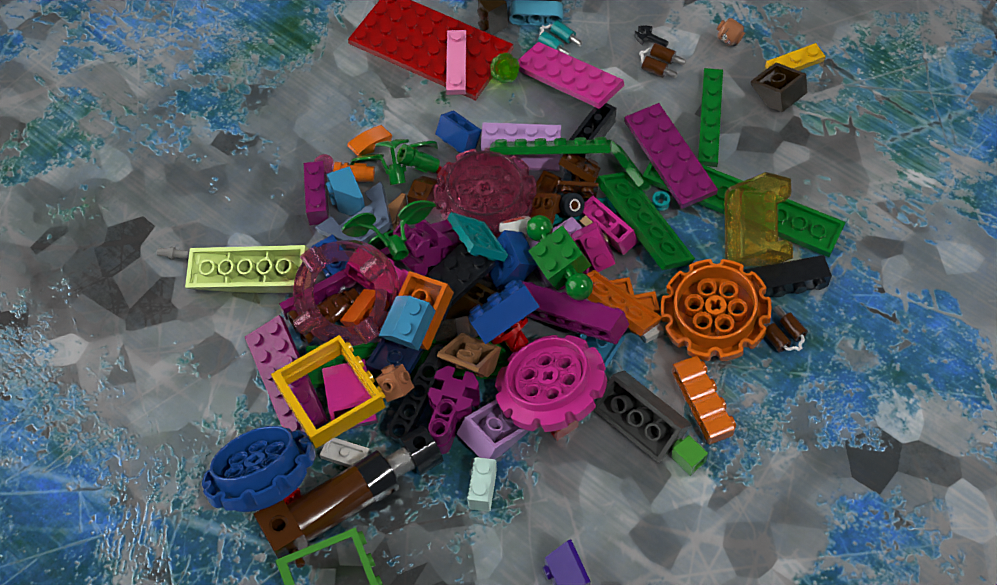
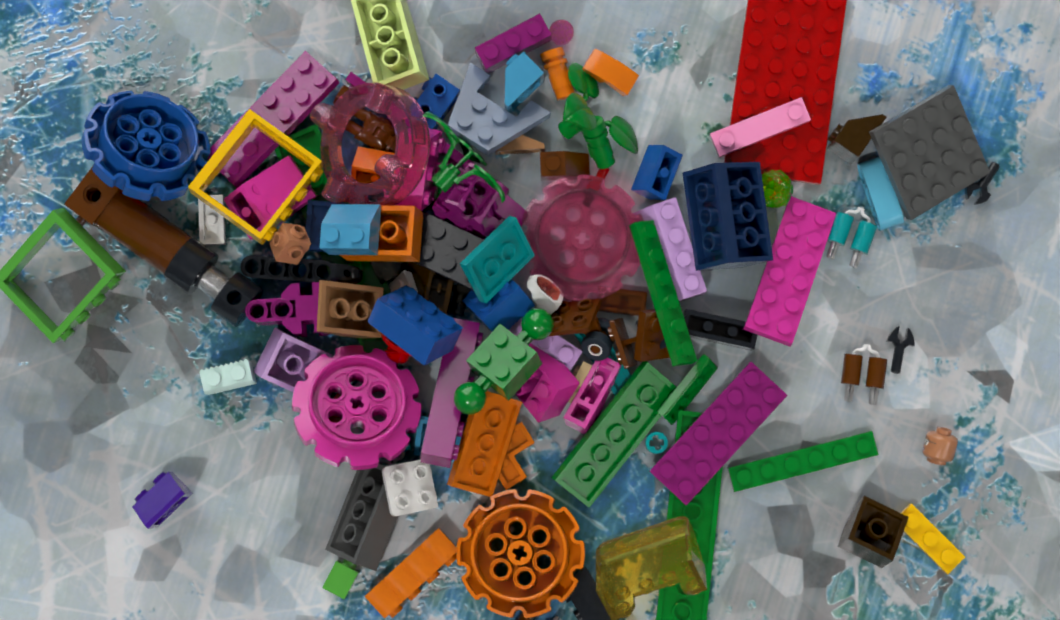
camera: 65 degrees right, 25 degrees up
(511, 93) = (727, 216): none -> dark blue brick
(632, 368) = (409, 488): none -> white bracket

